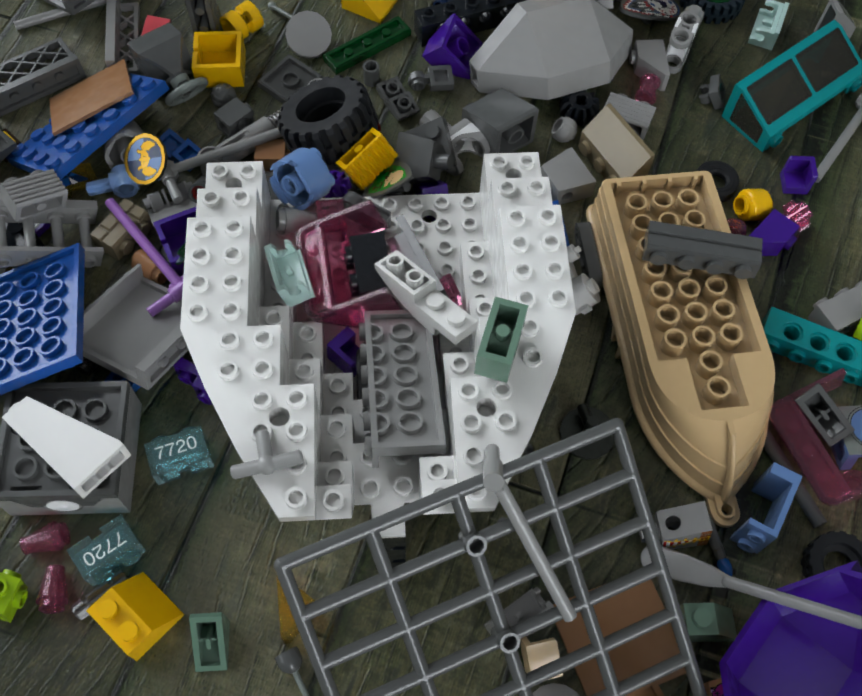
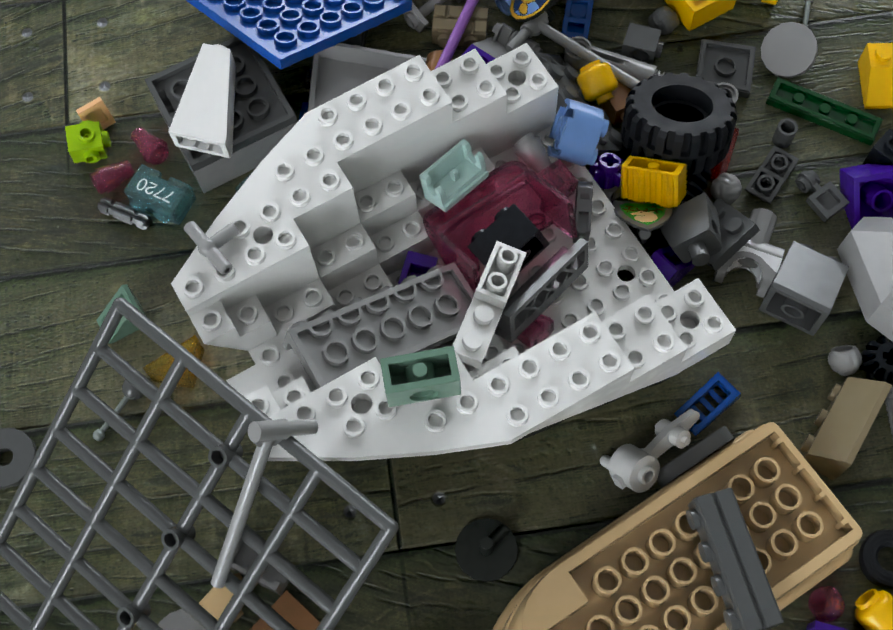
camera: 70 degrees right, 5 degrees up
(135, 614) = (117, 247): yellow slope -> none
(254, 150) = (597, 82): none -> yellow head
(390, 127) = (726, 187): none -> light grey piece
(568, 177) = (776, 388): light grey torso -> none

